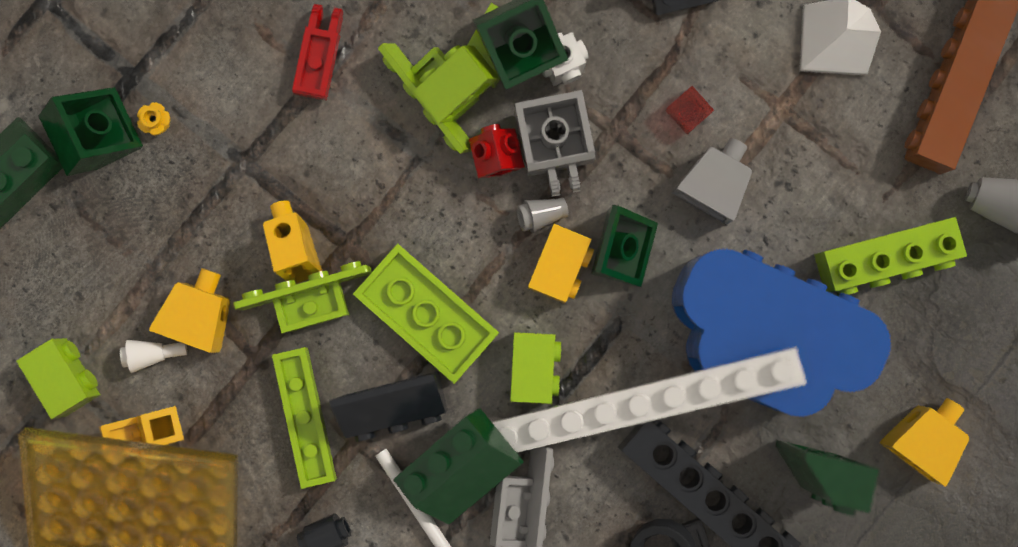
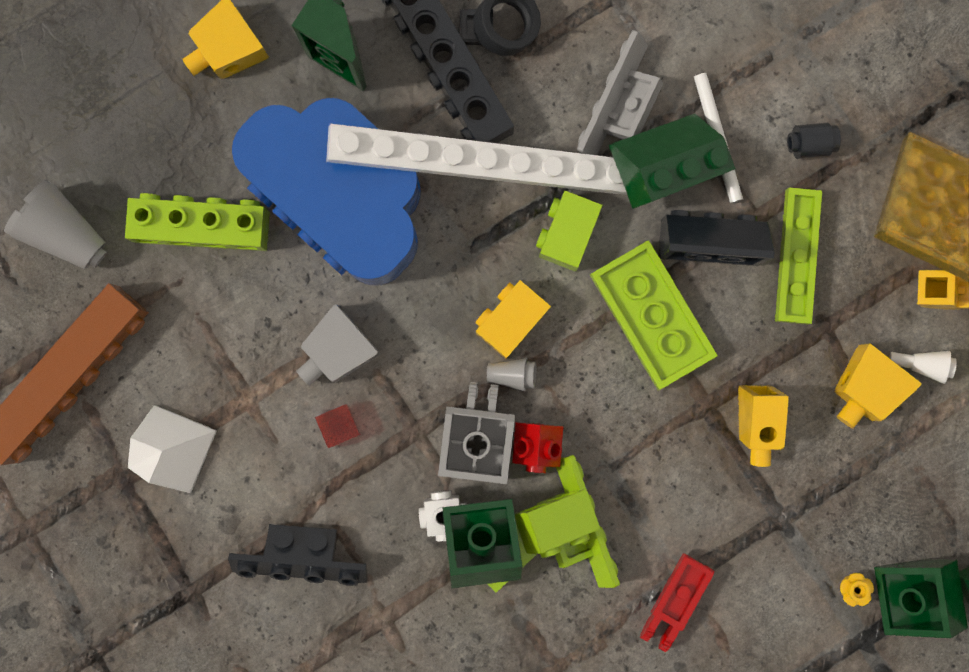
camera: 160 degrees left, 0 degrees up
(307, 302) = (761, 360): lime bracket -> none
(624, 246) = (445, 314): dark green slope -> none

